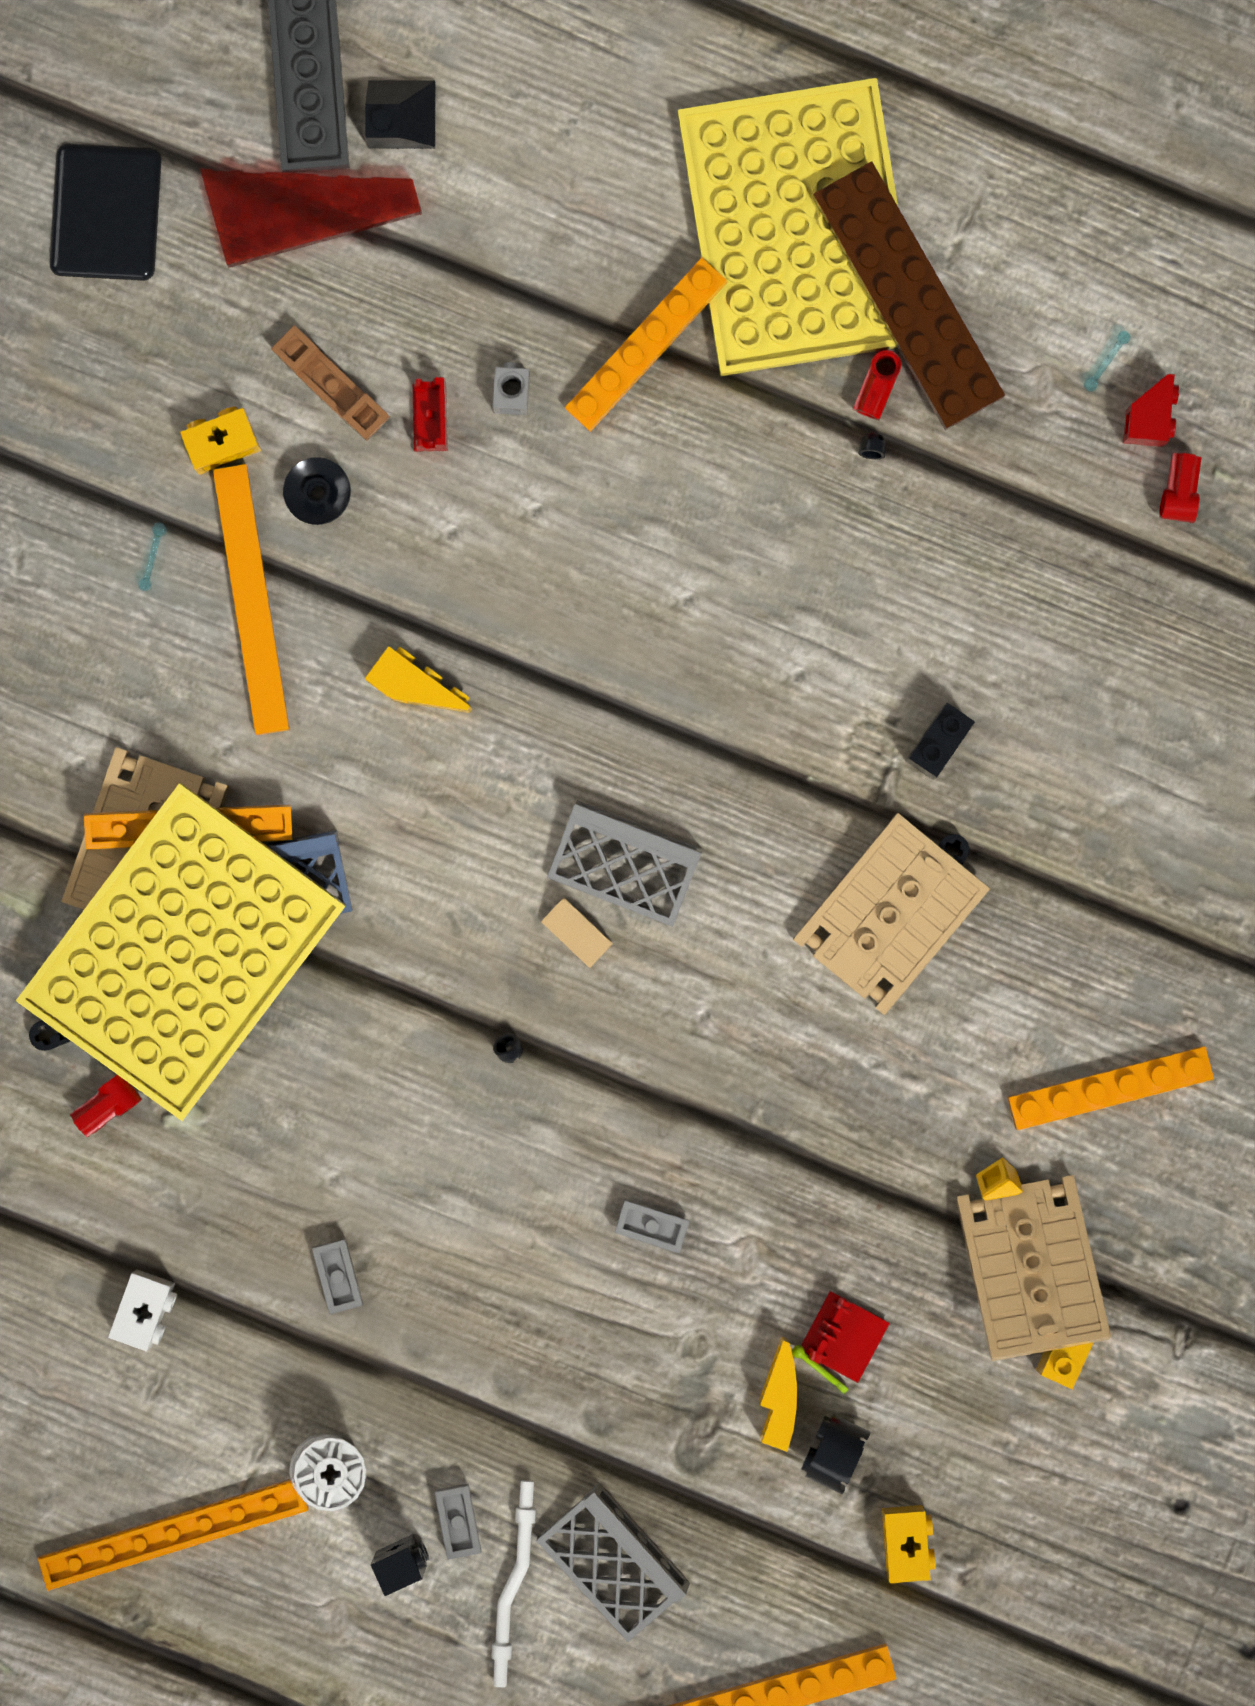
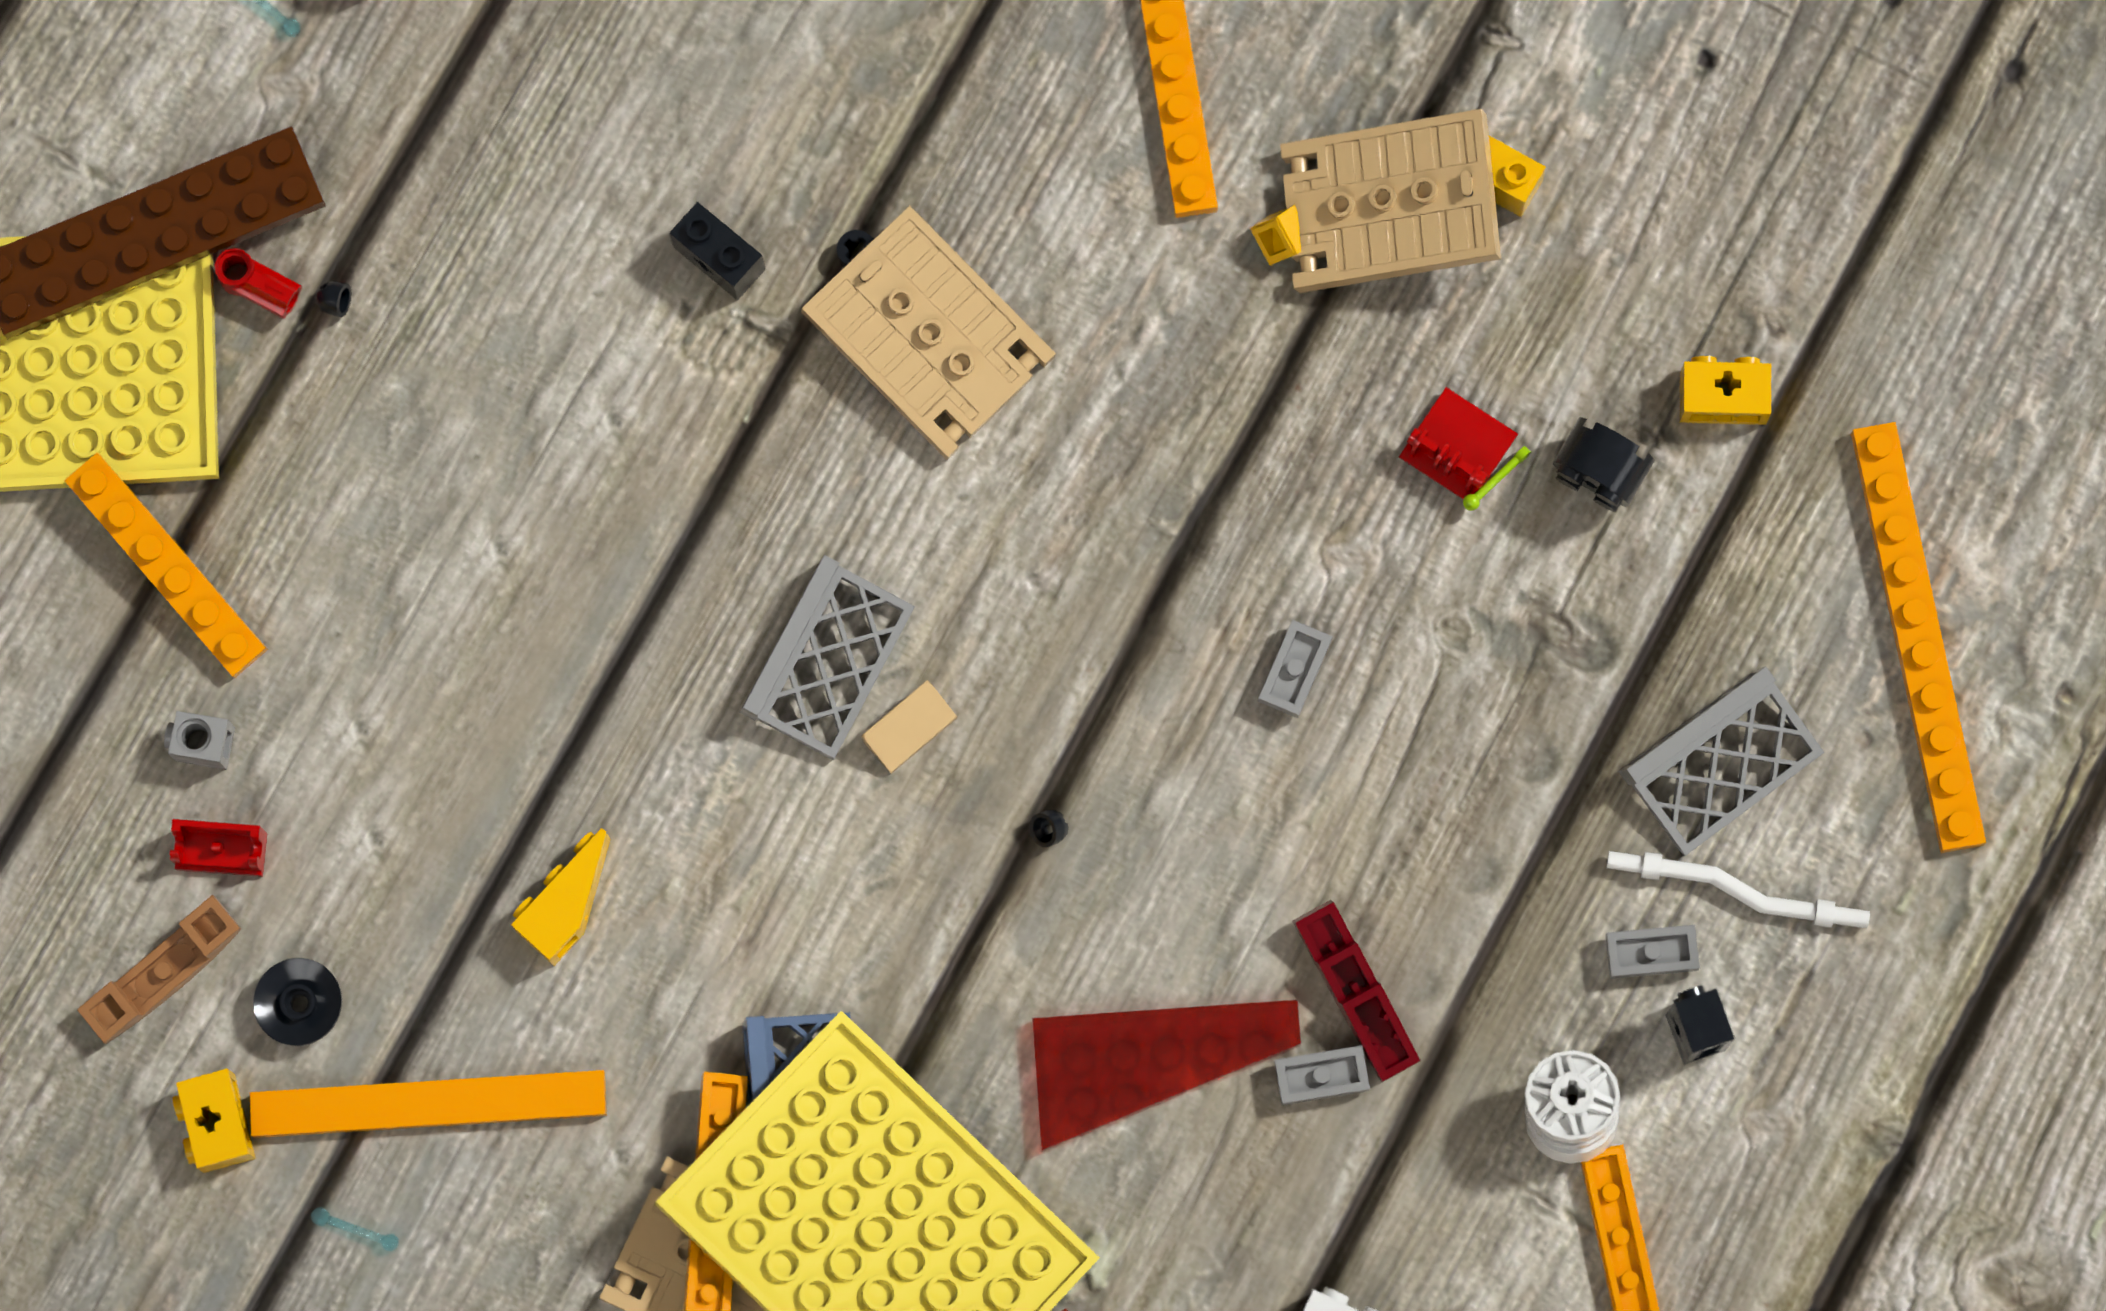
camera: 80 degrees left, 10 degrees down
(335, 1125) = (1125, 1062): none -> clear red wing
(406, 1296) = (1356, 990): none -> dark red slope
(780, 1397) = (1525, 527): yellow slope -> none

